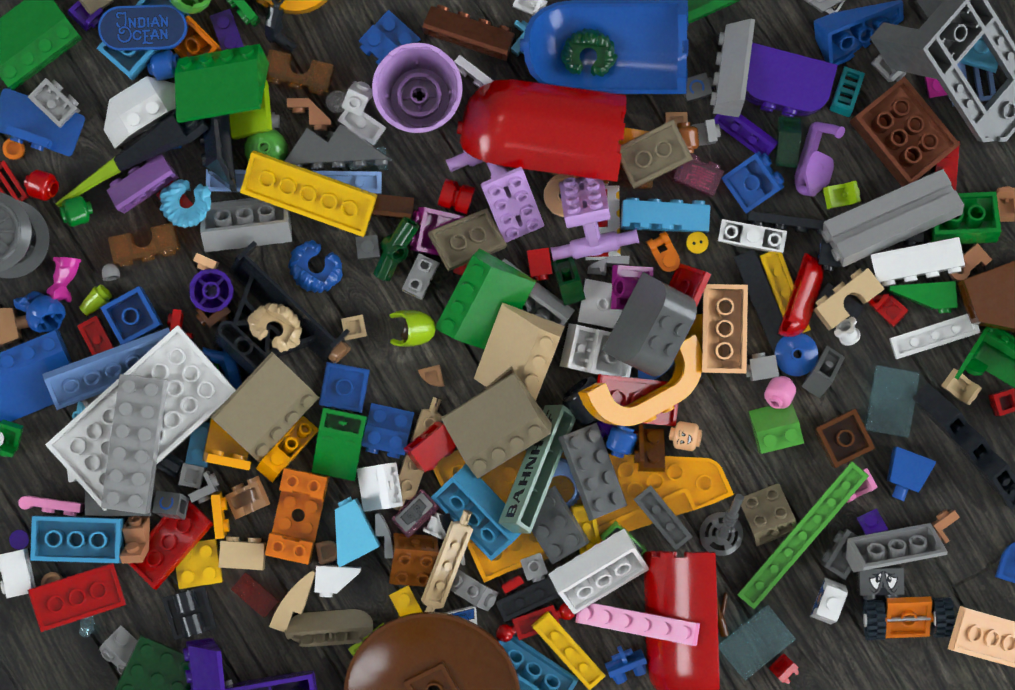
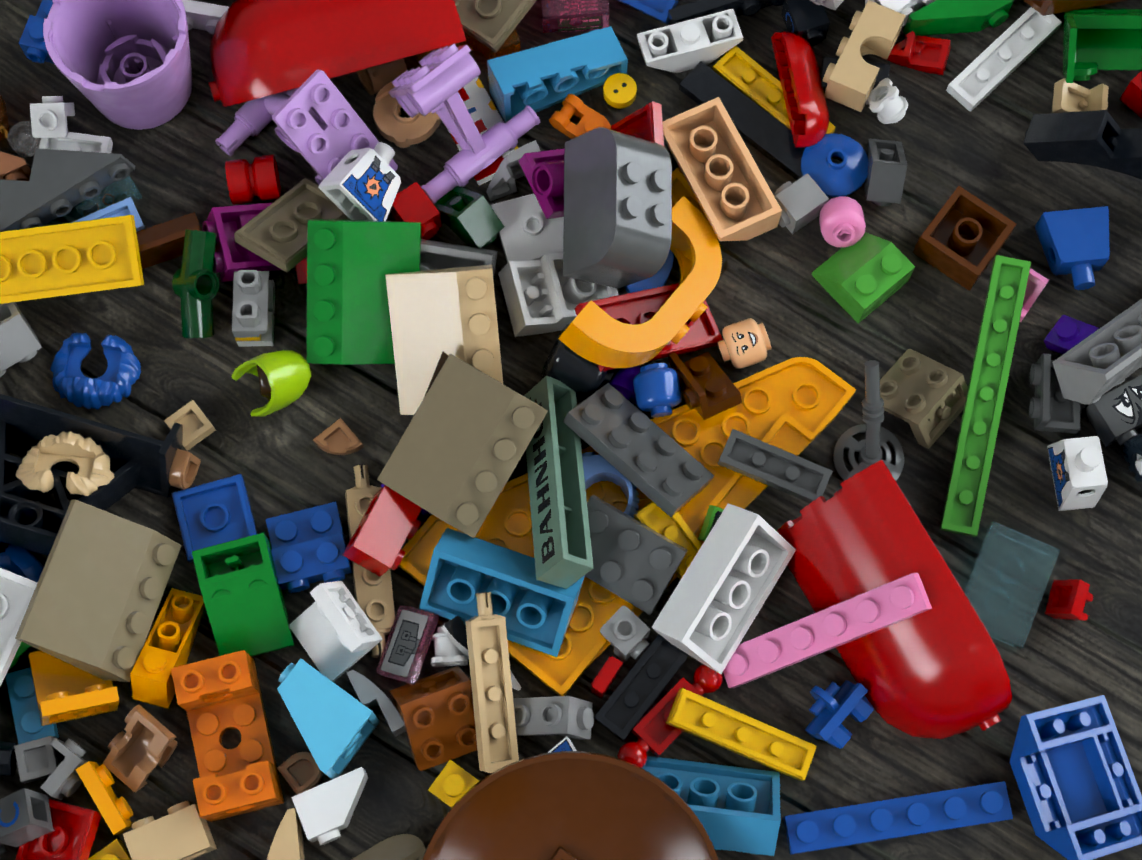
camera: 25 degrees left, 15 degrees down
(368, 247) = (158, 304): dark grey brick -> none
(517, 238) = (363, 183): none -> white torso
(892, 401) = (999, 165): clear light blue tile -> none

